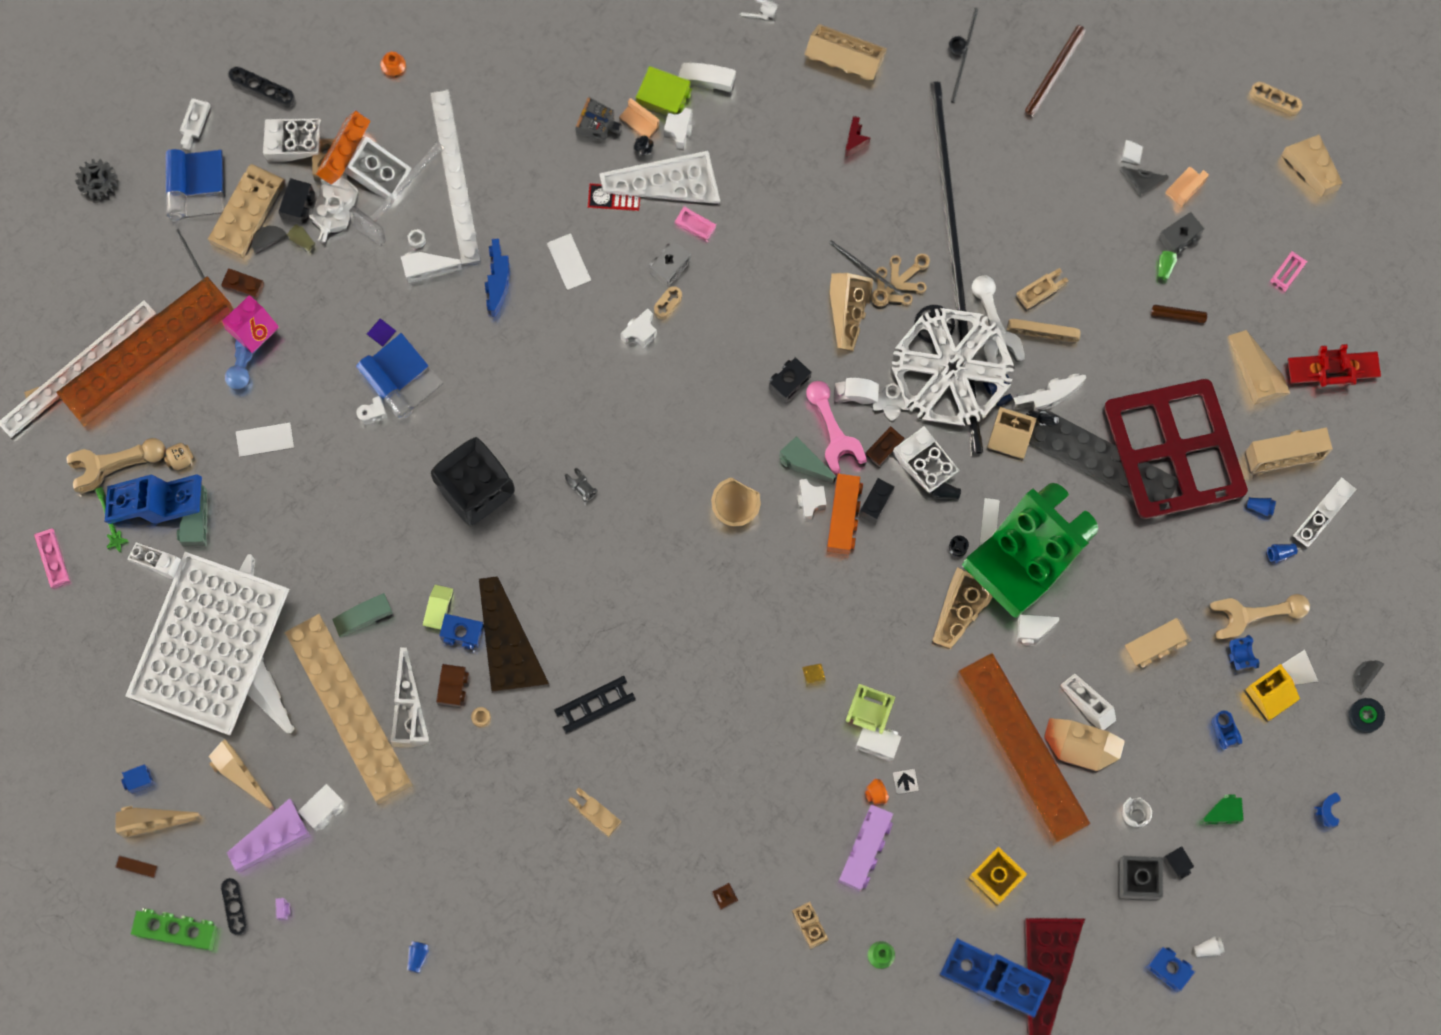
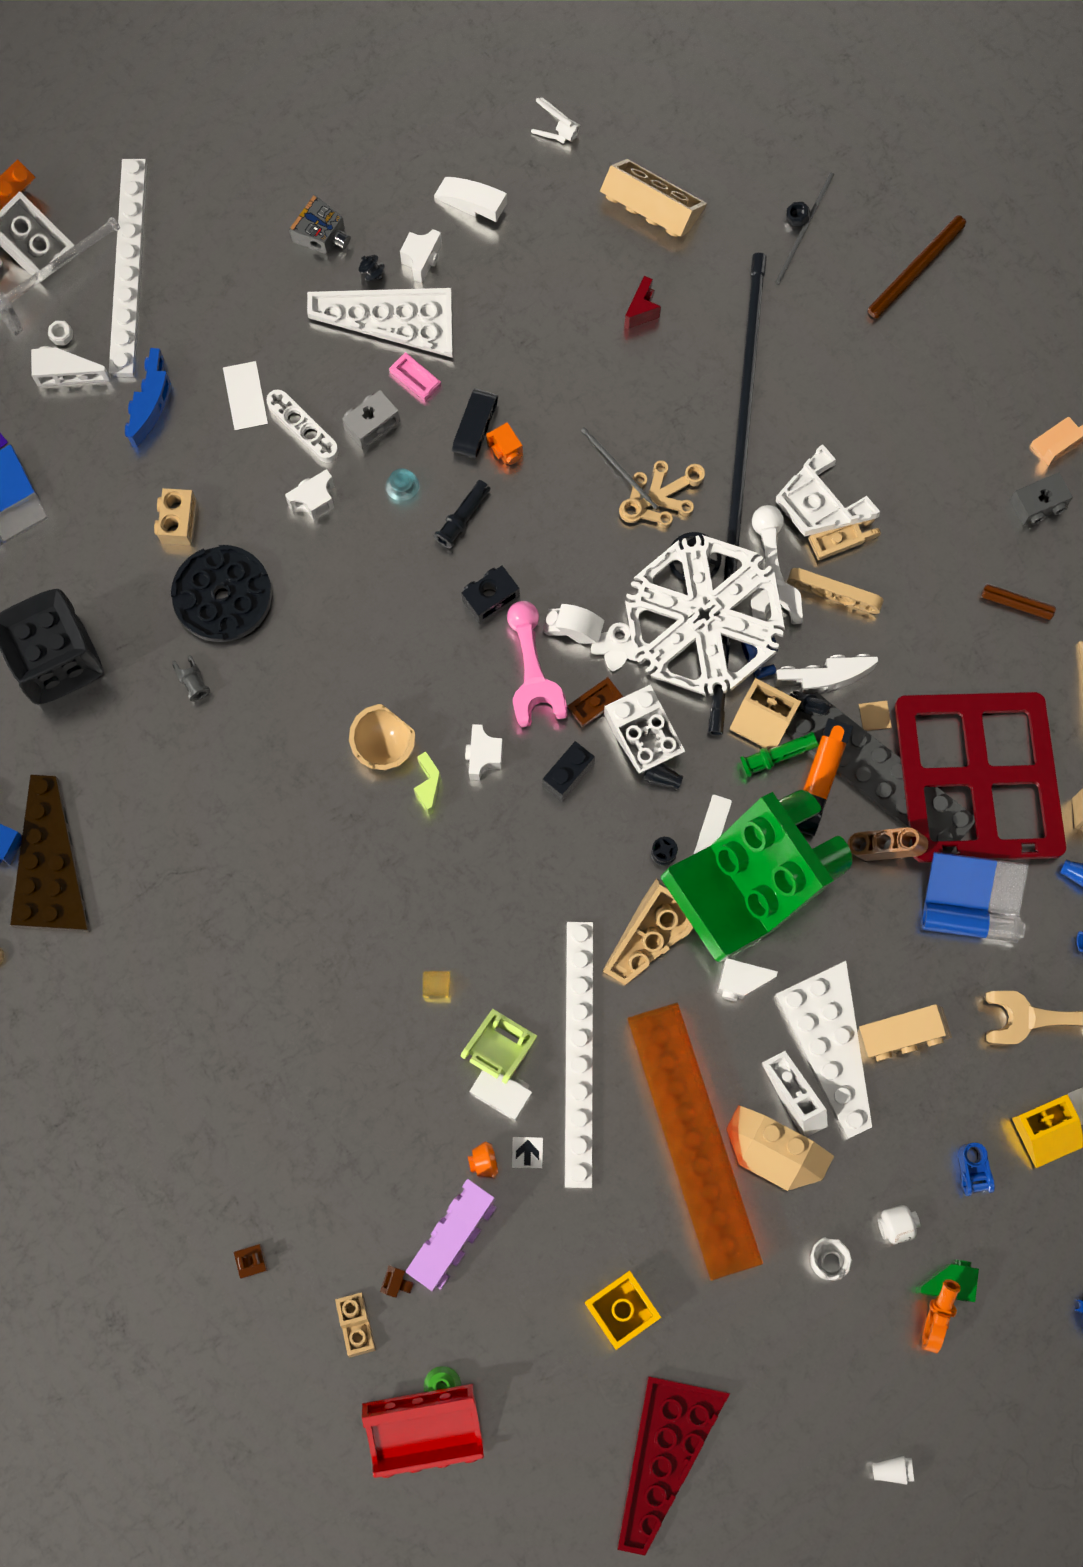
camera: 15 degrees right, 0 degrees up
(393, 63) = (85, 116): orange cone -> none
(544, 364) = (181, 516): none -> tan brick
(592, 435) = (228, 617): none -> black plate
(596, 813) = (107, 1114): tan hinge -> none
(602, 200) = (304, 327): sticker -> none
(606, 706) = (130, 980): black bar -> none
(617, 279) = (302, 426): none -> white beam
(639, 119) = (374, 236): light nougat panel -> none
(663, 92) = (410, 206): lime brick -> none
(671, 305) = (355, 467): tan beam -> none
(704, 309) = (402, 484): none -> clear light blue cone
(749, 252) = (475, 423): none -> black beam
(752, 330) = (456, 522): none -> black pin
(775, 537) = (428, 790): none -> yellowish green slope
(776, 264) = (505, 444): none -> orange brick
(803, 460) = (483, 699): sand green slope -> none
(832, 890) = (394, 1282): none -> reddish brown tile
(843, 514) = (522, 779): orange brick -> none
(848, 299) = (588, 509): tan wedge -> none
(876, 986) = (423, 1431): none -> red panel
(928, 704) = (579, 1055): none -> white plate
(995, 977) = (588, 1454): blue bracket -> none
(1014, 268) = (812, 503): none -> white wing
(1019, 464) = (767, 758): none -> green pin
(1063, 461) = (824, 768): none -> orange piece
(1091, 417) = (875, 715): none -> tan sticker
(1101, 653) = (826, 1030): none -> white wing
(1128, 510) = (899, 844): none -> medium nougat beam
(1131, 152) = (996, 385): white slope -> none
(1141, 877) = (818, 1352): dark grey brick -> none
(1143, 180) = (1004, 423): dark grey tile -> none
(1166, 264) = (1013, 535): bright green cone -> none
(1175, 980) = (847, 1502): blue brick -> none
(1178, 863) = (874, 1342): black brick -> none
(1179, 779) = (898, 1224): none -> white head
(1189, 537) = (975, 897): none -> blue door
(1220, 835) = (939, 1315): none -> orange pin
(1243, 653) = (1018, 1069): blue piece -> none

